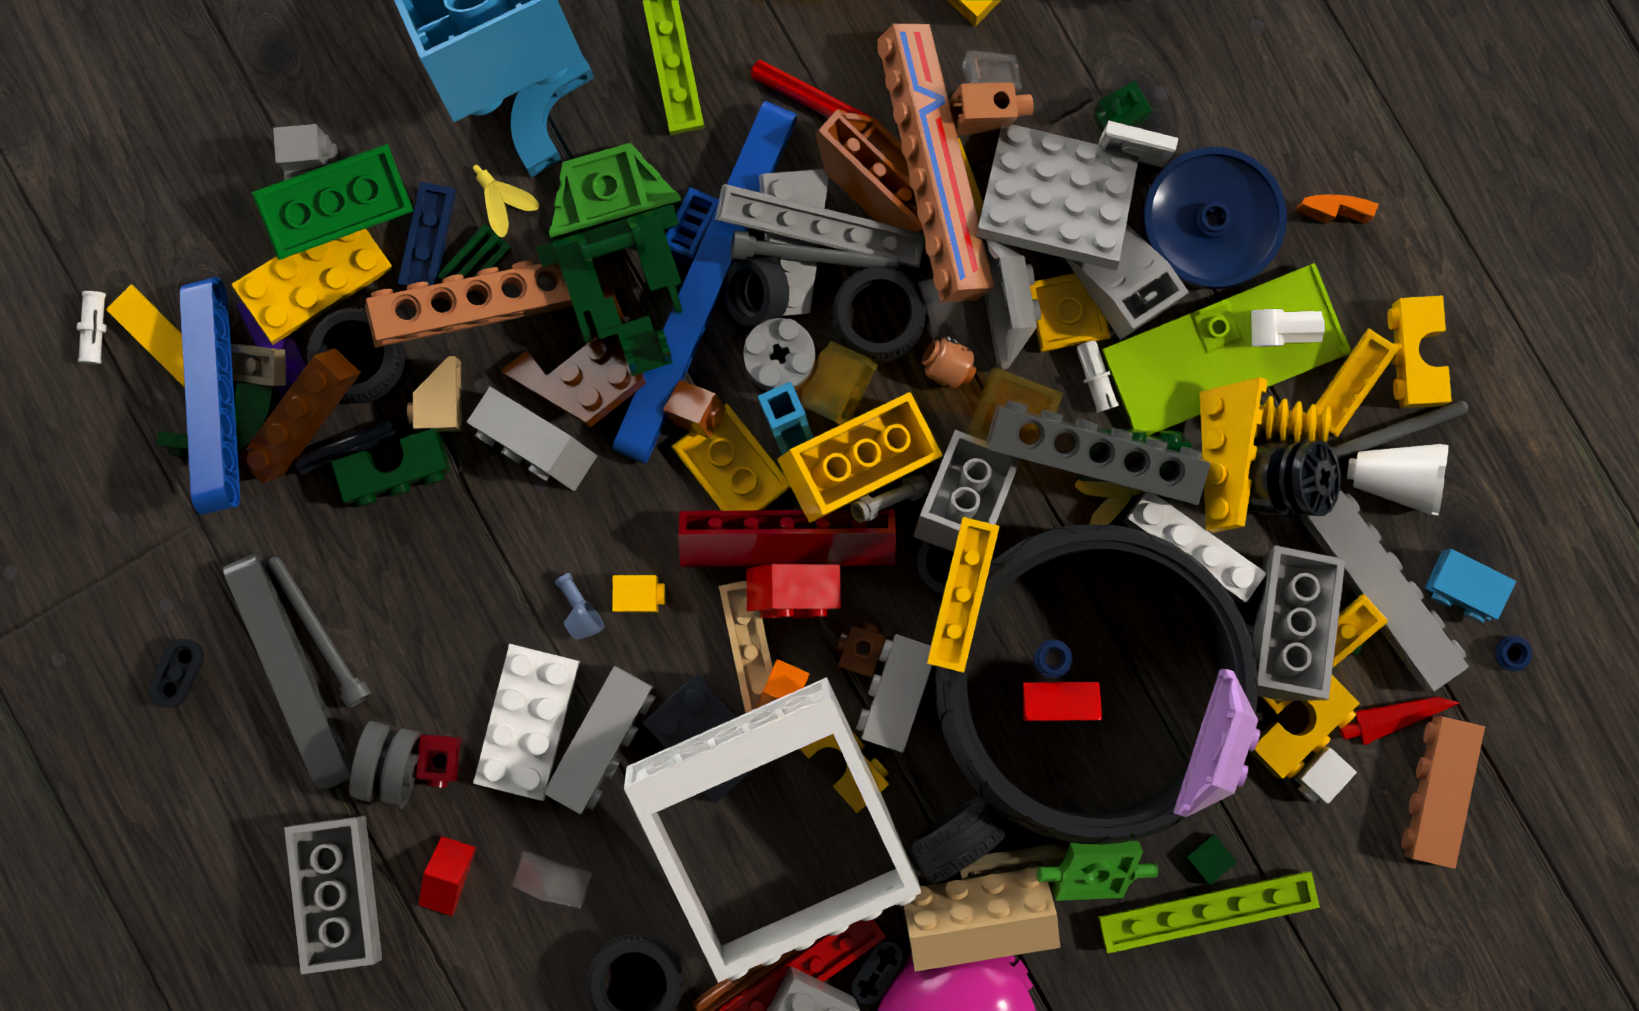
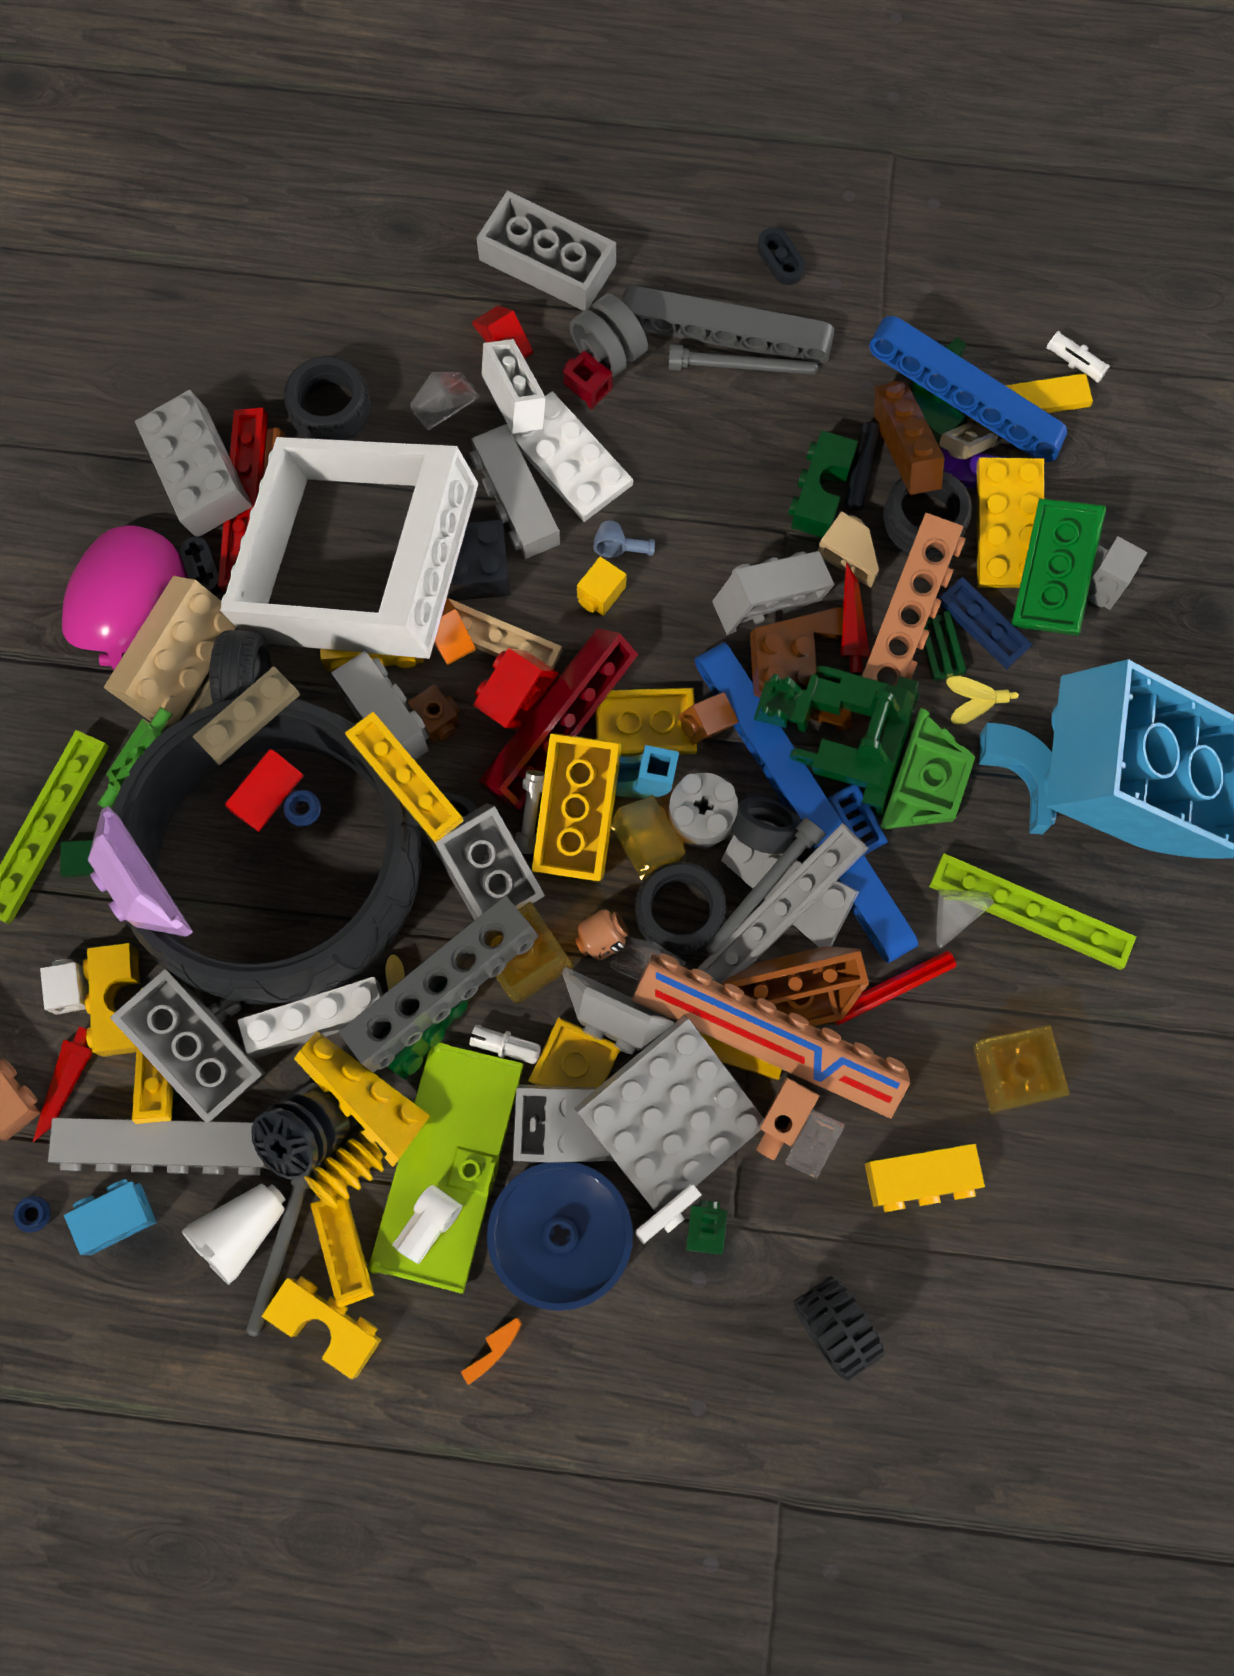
camera: 125 degrees right, 10 degrees down
(501, 814) = (513, 386): none -> white brick
(519, 342) = (853, 630): none -> red bar
(714, 83) = (957, 911): none -> clear slope
(1008, 772) = (246, 715): none -> dark tan plate

